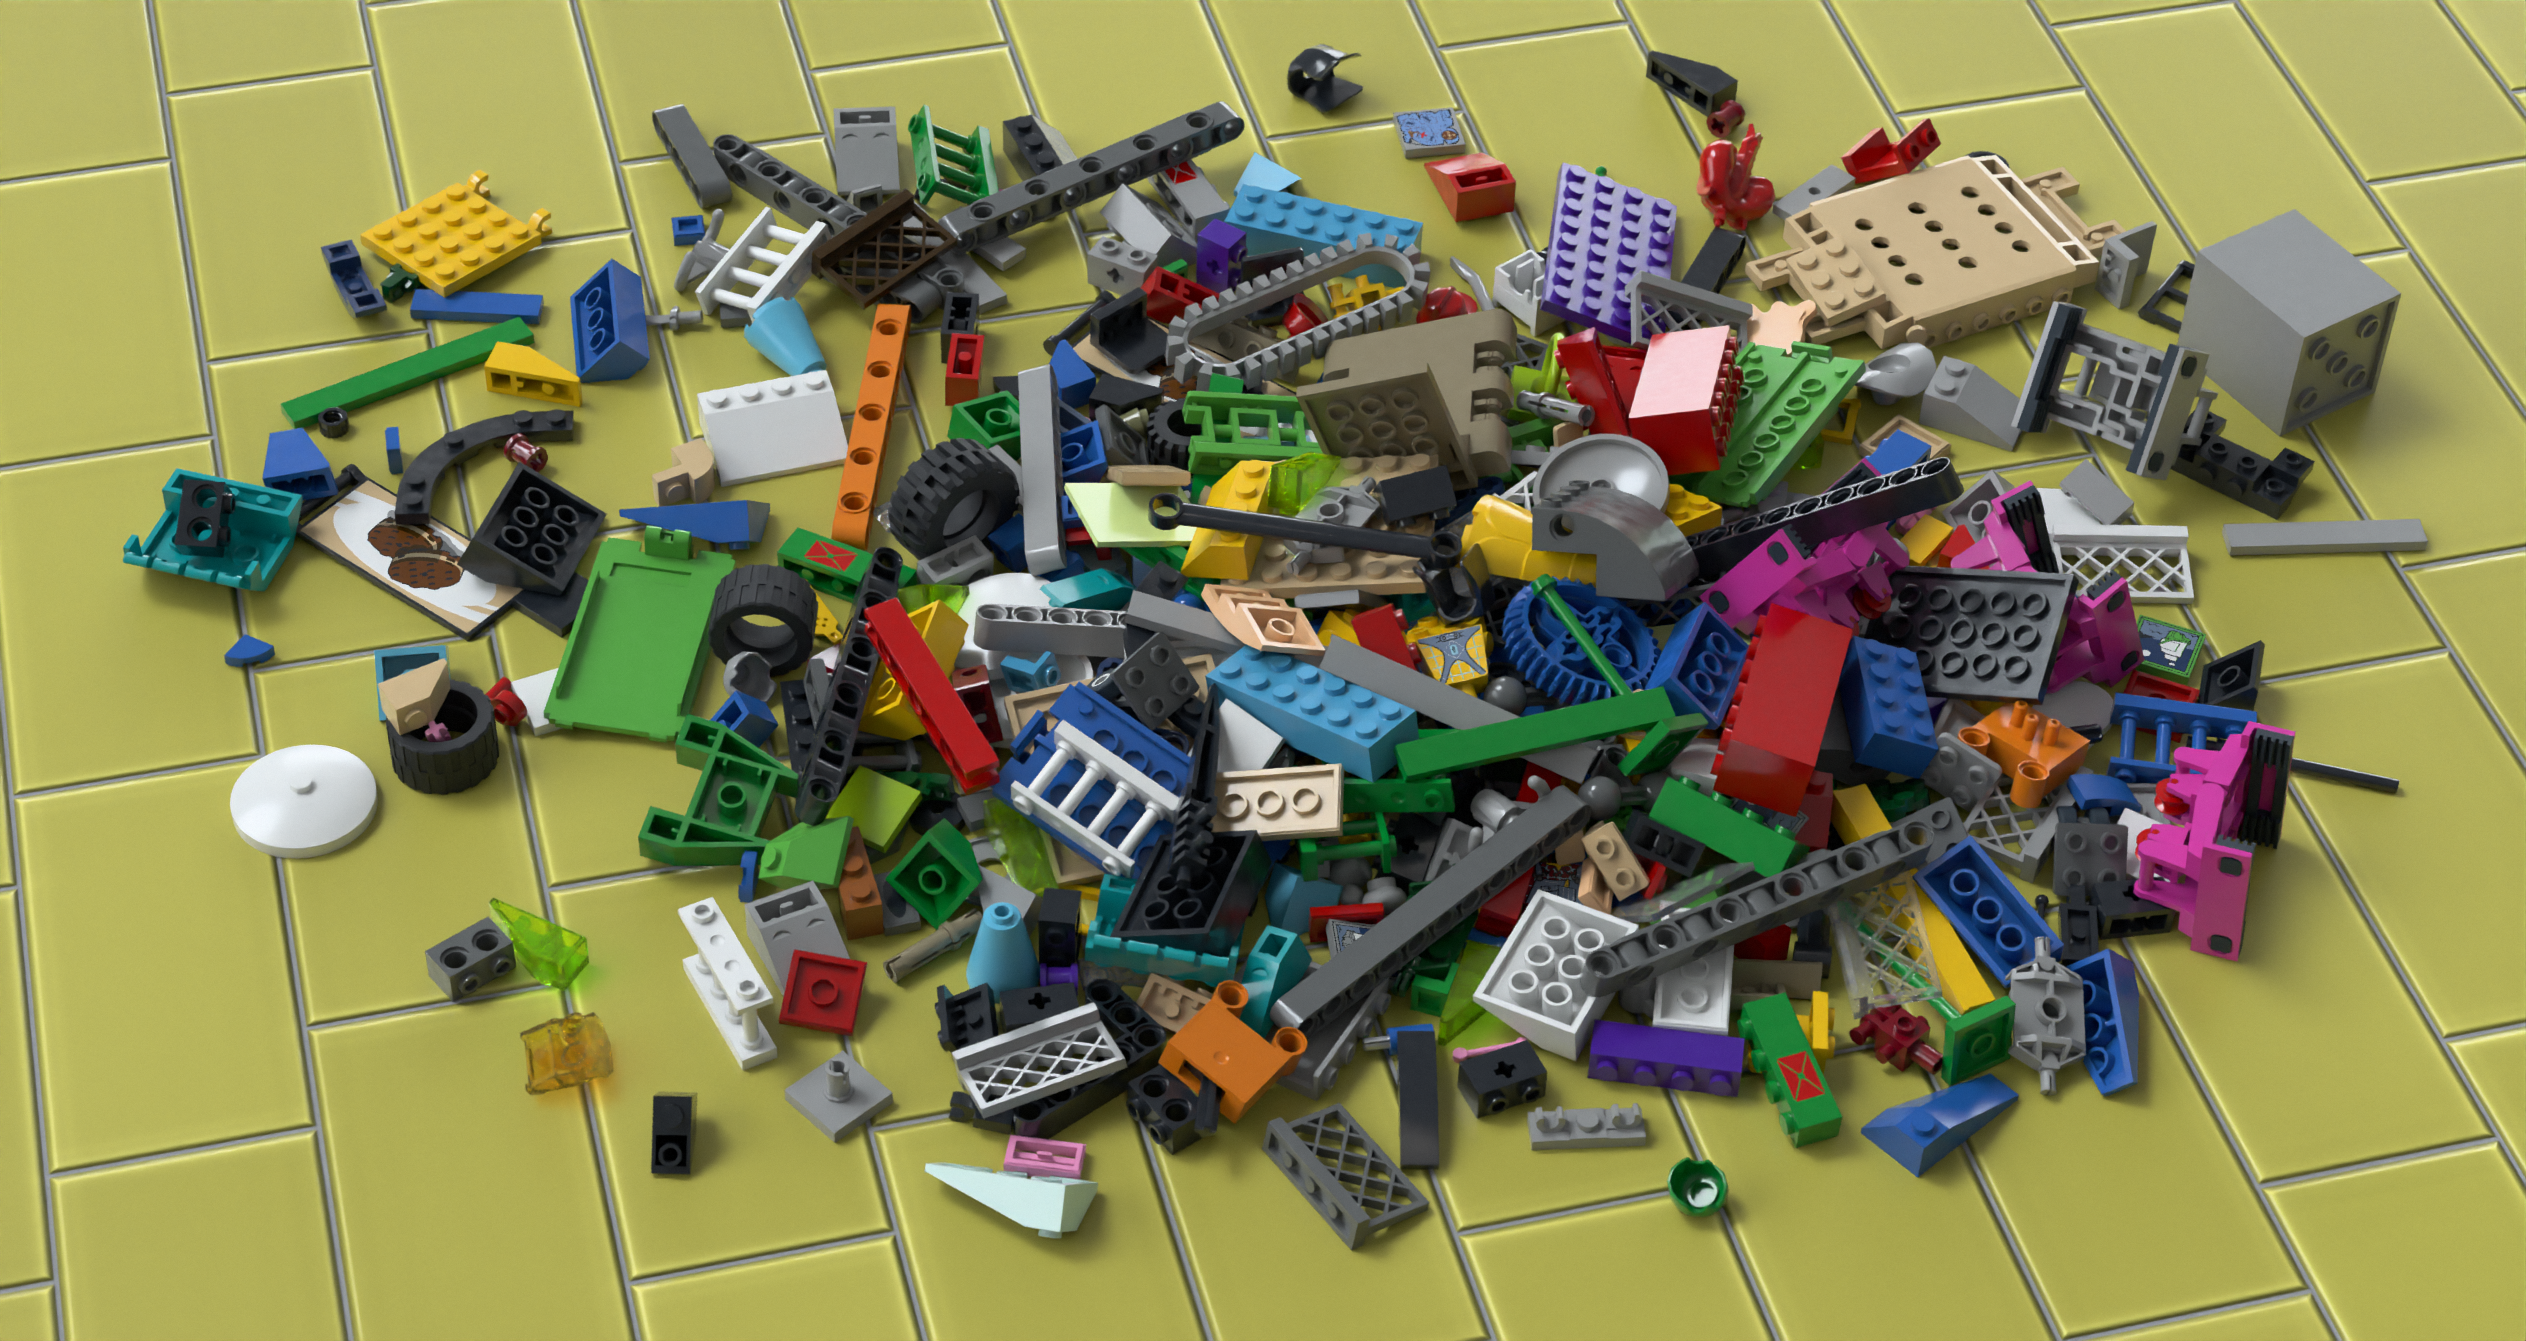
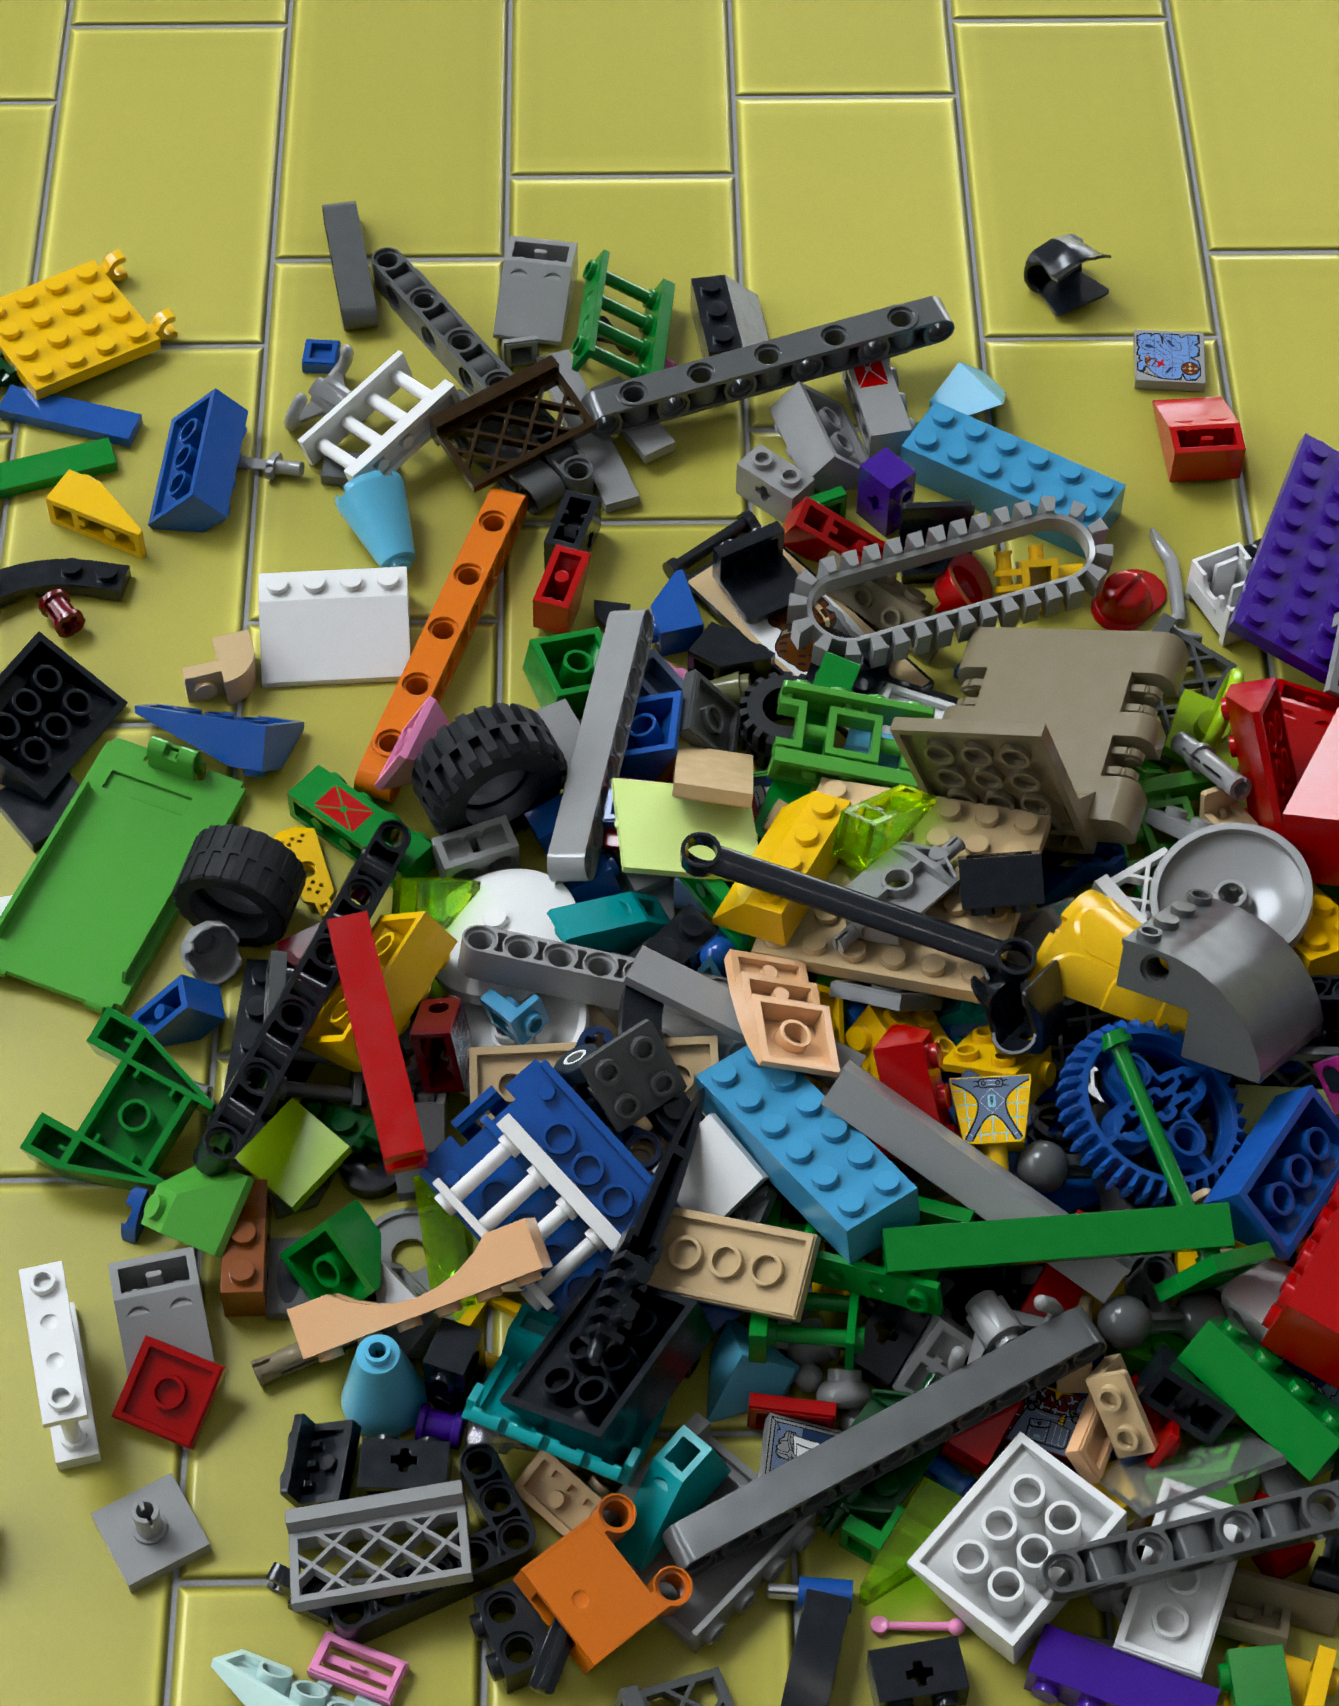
camera: 15 degrees right, 10 degrees up
(876, 495) = (410, 743): none -> bright pink slope
(1087, 827) = (501, 1257): none -> light nougat arch

